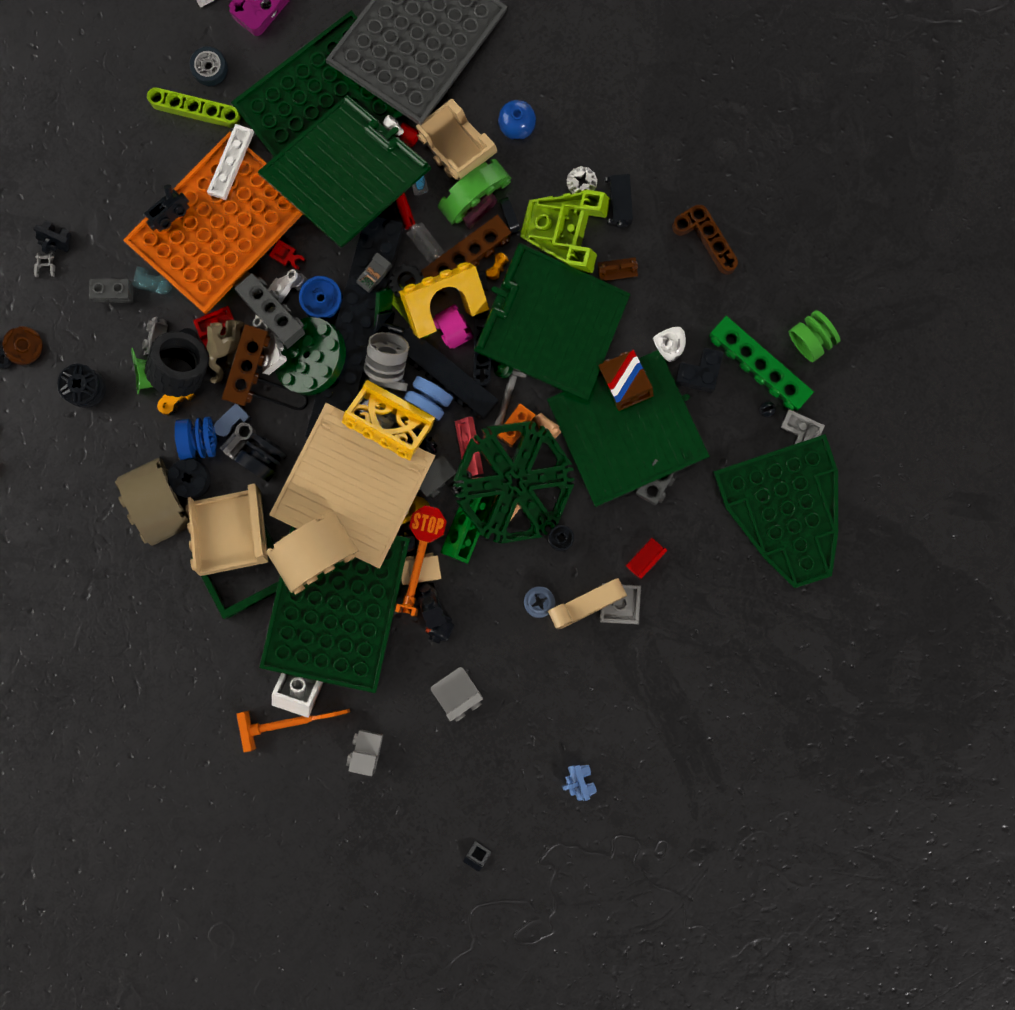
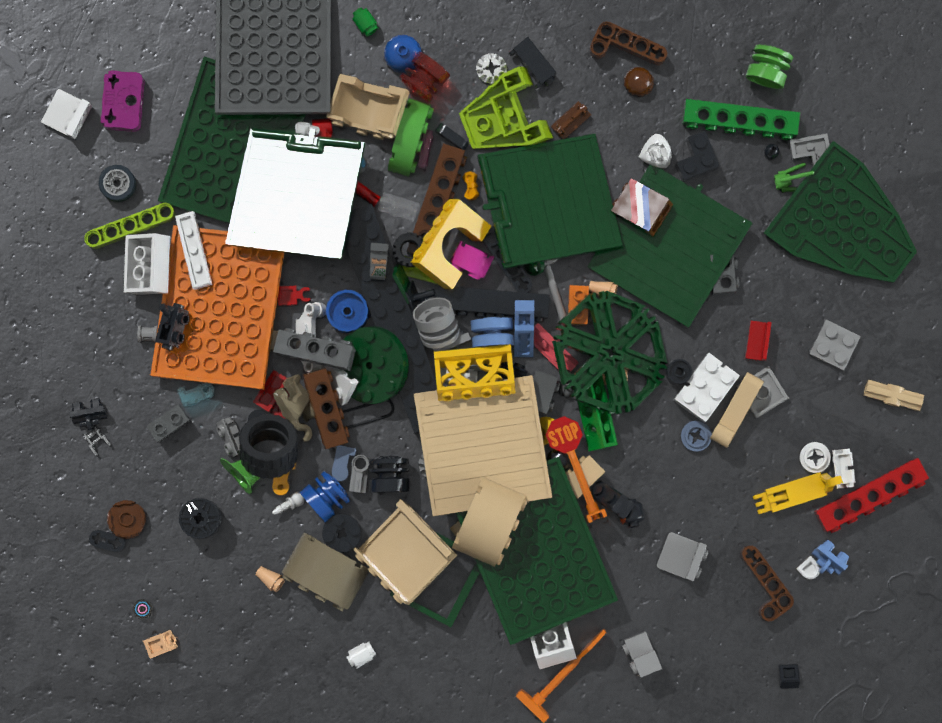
camera: 40 degrees left, 0 degrees up
(105, 476) = (271, 579): none -> light nougat cone
(135, 590) = (361, 655): none -> white brick
(143, 203) = (146, 333): none -> light grey bush
(167, 425) = (293, 501): none -> white bar
(184, 146) = (146, 264): none -> white brick
(456, 412) = (524, 328): none -> medium blue slope
(504, 71) = (365, 21): none -> green brick
(511, 761) = (763, 580): none -> reddish brown beam
(520, 148) = (424, 76): none -> clear red wheel
(556, 778) = (809, 568): none -> white tile
(575, 567) = (706, 388): none -> white piece
(590, 707) = (796, 492): none -> yellow hinge
(635, 686) = (821, 464): none -> white gear
(647, 707) = (841, 460): none -> white hinge
(696, 275) = (639, 81): none -> reddish brown hair
(702, 754) = (826, 513): none -> red brick
(708, 606) = (834, 345): none -> light grey plate
(728, 682) = (893, 395): none -> tan piece
(761, 439) = (783, 179): none -> bright green plant

